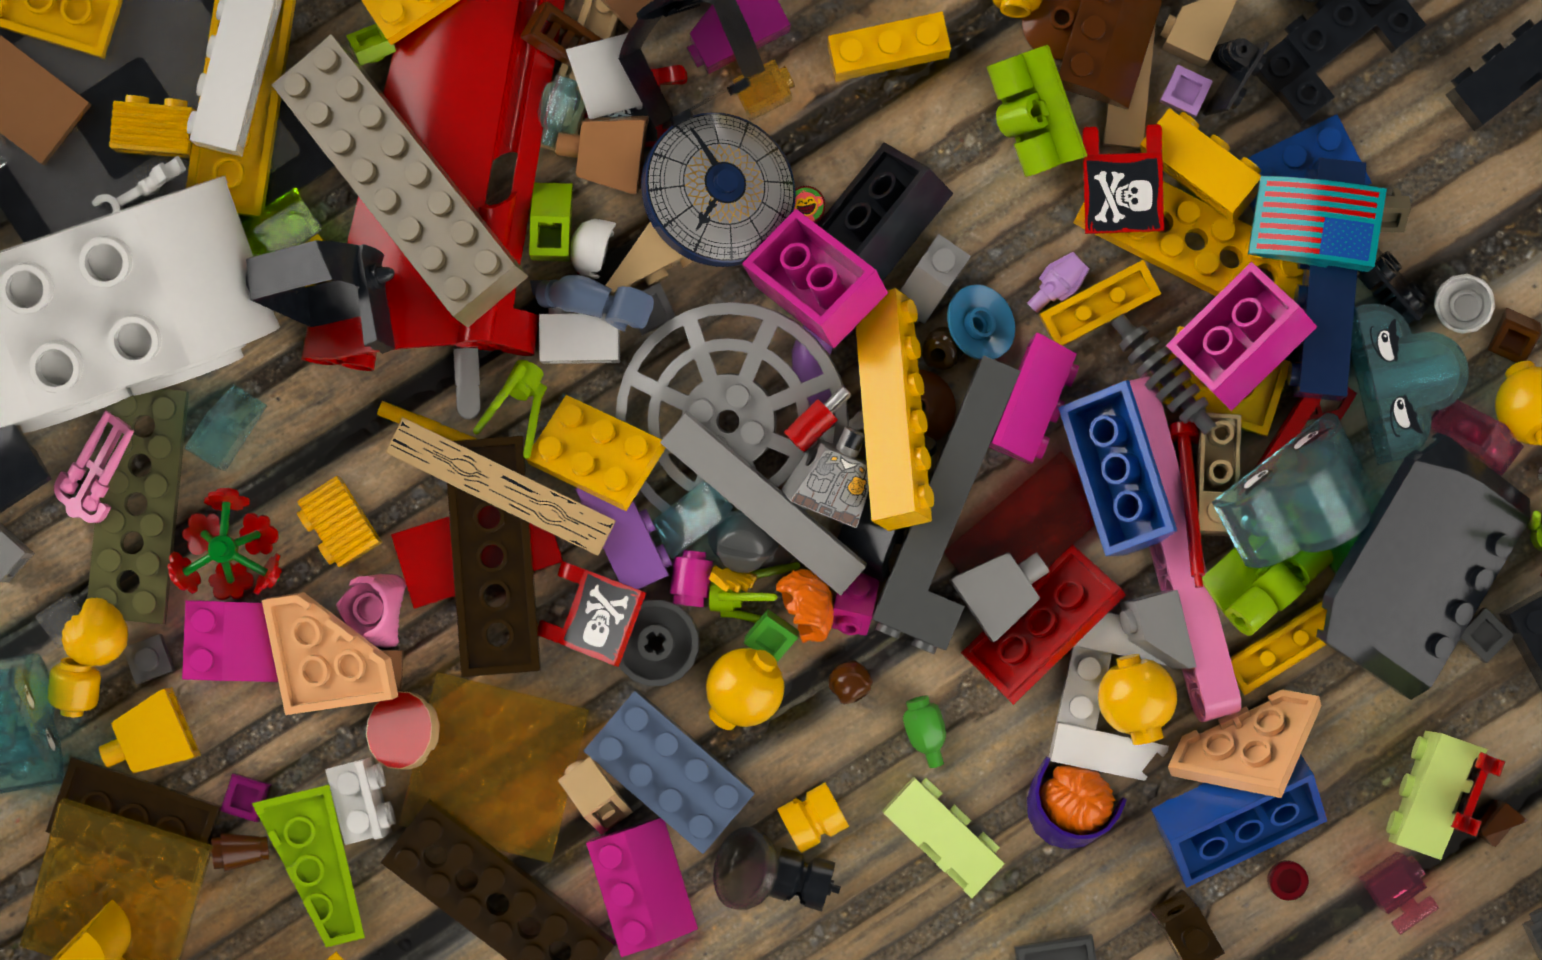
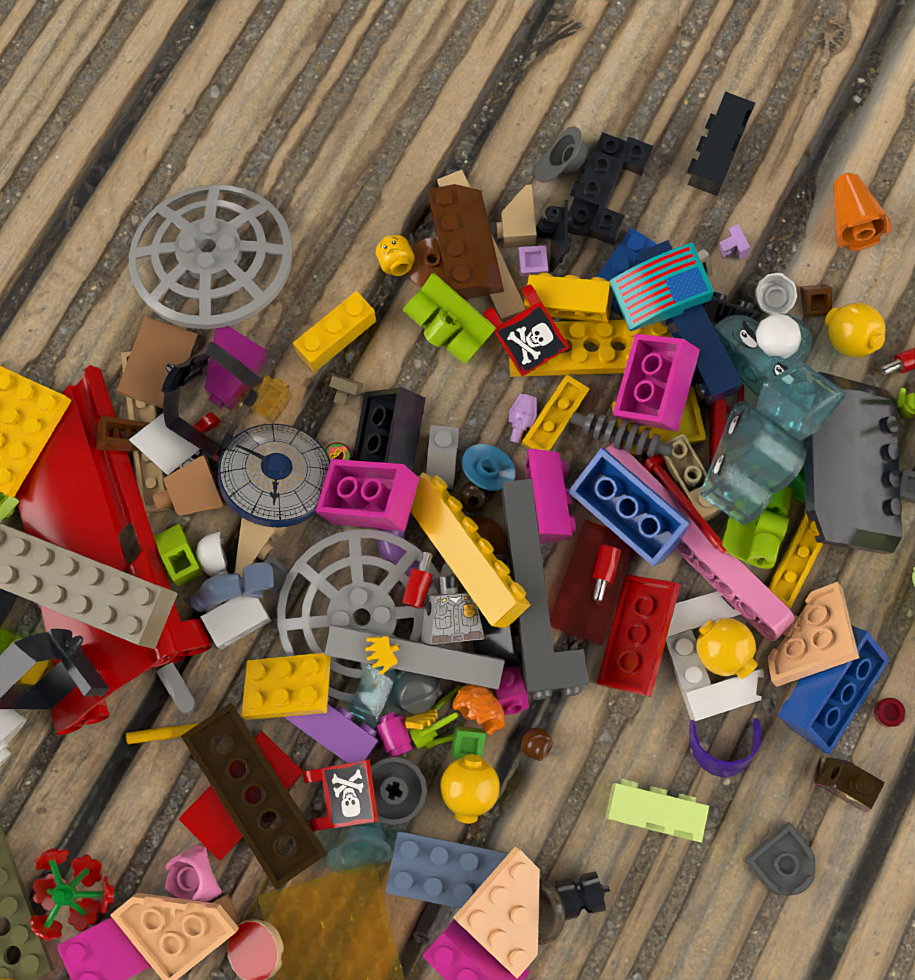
camera: 35 degrees left, 10 degrees down
(226, 428) = (28, 810): clear light blue slope -> none
(338, 522) = (137, 831): yellow brick -> none
(500, 486) = (233, 744): tan tile -> none
(521, 383) = (213, 669): lime plant -> none
(558, 108) = (144, 480): clear light blue plant -> none
(583, 684) = (361, 847): none -> clear light blue piece
(594, 795) = (409, 919): tan slope -> none
(707, 849) = (506, 912): none -> light nougat plate
(729, 478) = (383, 652): none -> yellow piece
(813, 817) = (563, 849): yellow wheel -> none
(863, 125) = (345, 388): none -> dark tan tile
(925, 729) = (602, 747): bright green plant -> none
(1000, 591) = (599, 628): light grey torso -> none
(1048, 525) = (605, 569): none -> red piece
(1077, 799) = (727, 736): orange hair -> none
(1159, 628) = (713, 595): light grey slope -> none
(1396, 458) = (799, 400): none -> clear light blue slope
(1423, 364) = (778, 336): none -> white hair
(1454, 209) = (735, 244): none -> lavender tile
(1478, 434) = (838, 363): clear pink slope -> none

